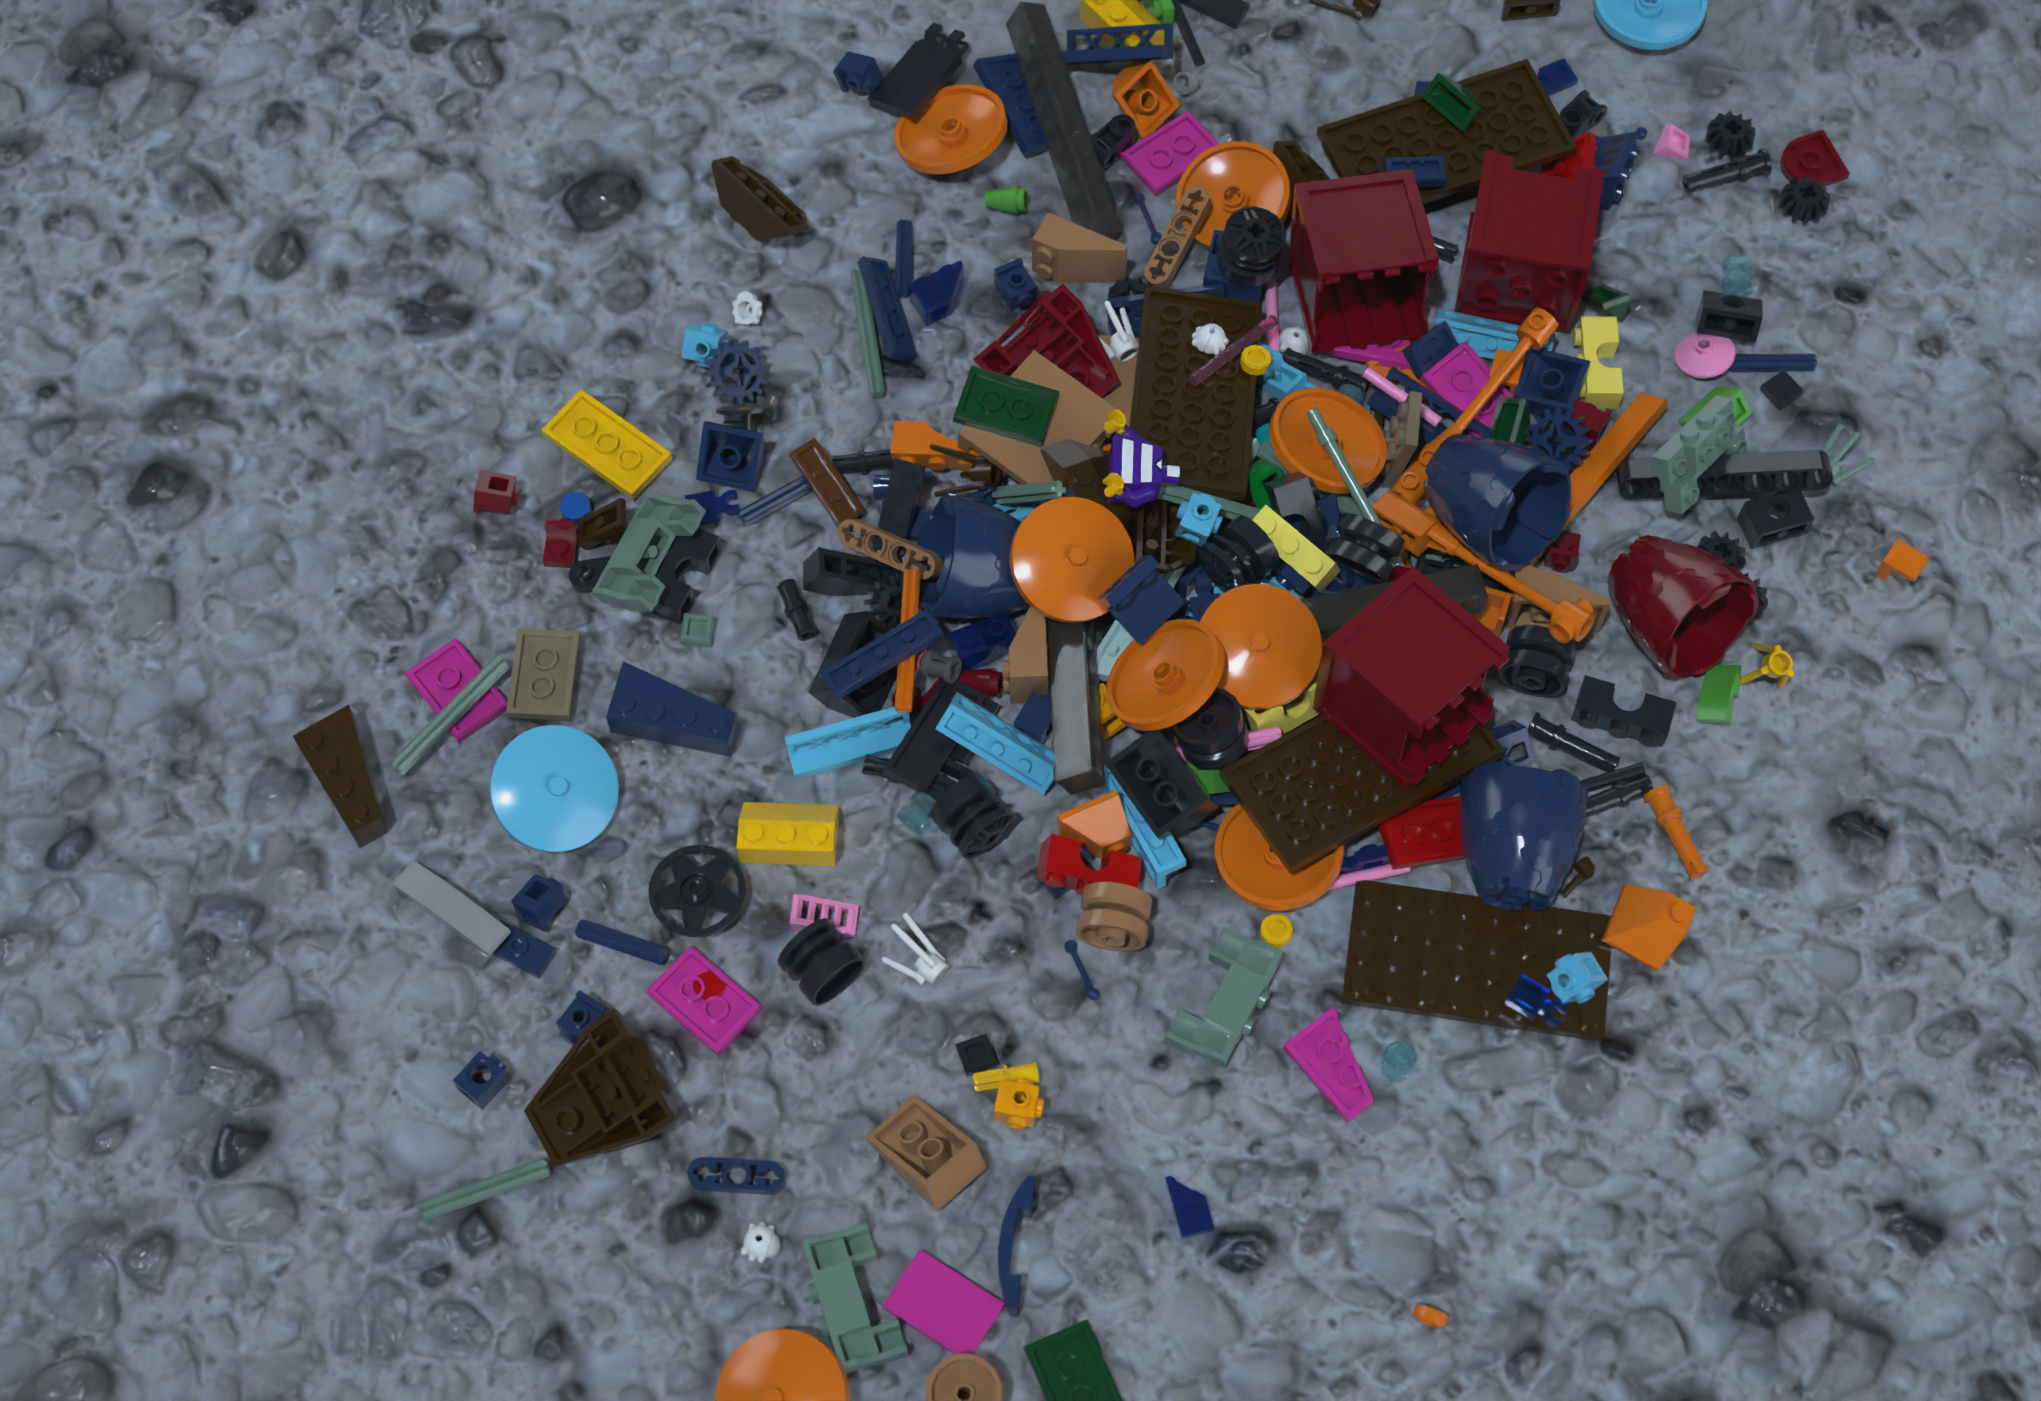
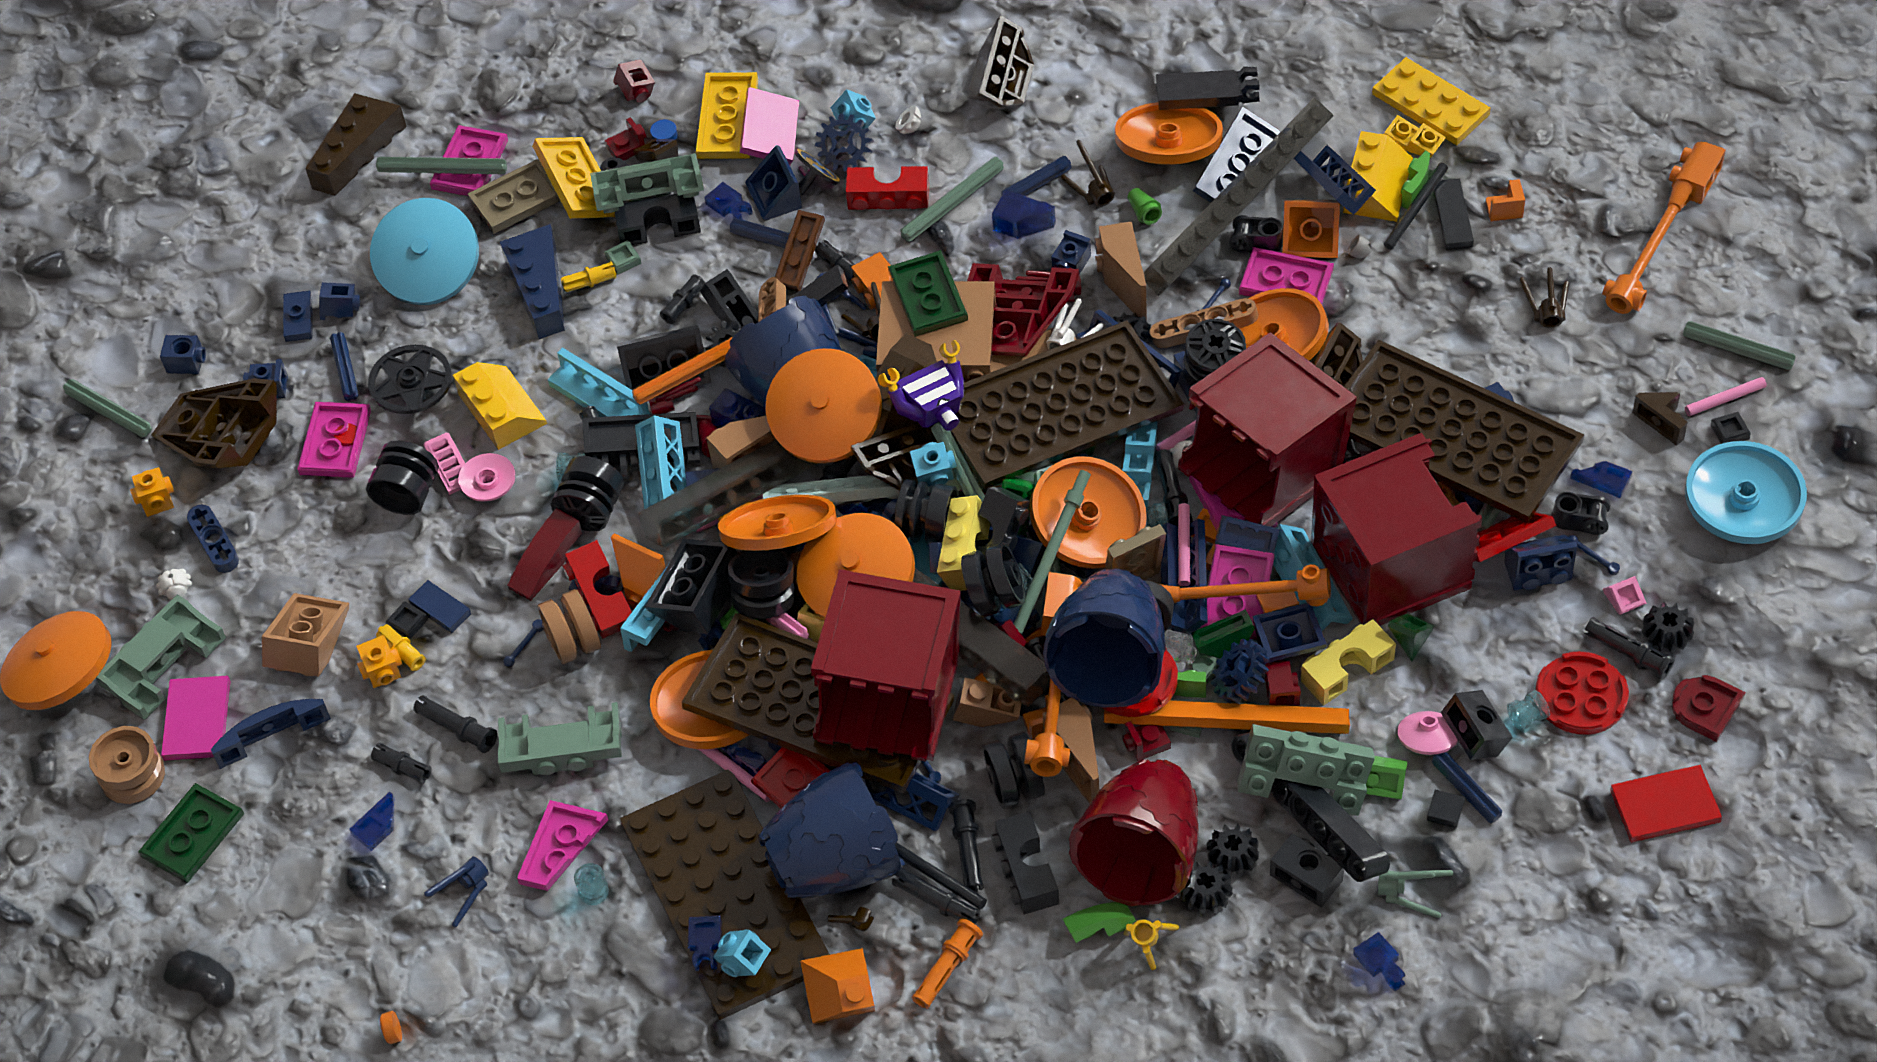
camera: 60 degrees right, 10 degrees down
(451, 908) = (296, 259): light grey slope -> none
(568, 610) = (569, 169): none -> yellow plate
(641, 1209) = (152, 491): none -> light orange brick
(654, 418) = (768, 122): none -> tile
(702, 669) = (588, 277): none -> yellow axle
(802, 391) = (907, 192): none -> red arch
(858, 73) = (1167, 53): dark blue brick -> none
(866, 878) = (484, 469): none -> bright pink dish
(881, 654) = (665, 354): dark blue tile -> none
(887, 309) = (980, 195): dark blue tile -> none
(930, 964) = (453, 546): white plant -> none
(940, 666) = (699, 399): dark grey bush -> none
(961, 219) = (1099, 190): none -> dark brown plant
(984, 1017) = (440, 606): none -> dark blue tile
(1002, 893) = (545, 554): none -> dark red slope
(1029, 492) = (867, 352): sand green axle -> none
(1140, 1149) = (401, 763): none -> black pin
(1141, 599) = (826, 466): dark blue bracket -> none
(1146, 1071) = (466, 728): none -> black pin
(1210, 339) = (1112, 385): white animal -> none
(1233, 350) = (1115, 405): clear pink bar -> none
(1255, 360) = (1119, 424): yellow tile -> none
(1276, 930) = (648, 744): yellow tile -> none
(1313, 1158) = (469, 874): none -> dark blue plant
(1428, 170) = (1389, 419): dark blue plate -> none
(1452, 100) = (1487, 405): dark green slope -> none
(1741, 227) = (1583, 693): none -> red tile
(1804, 200) = (1653, 717): black gear -> none
(1881, 247) = (1665, 803): none -> red tile
(1889, 524) = (1378, 957): none -> clear blue plate
(1904, 561) = (1343, 985): orange panel -> none

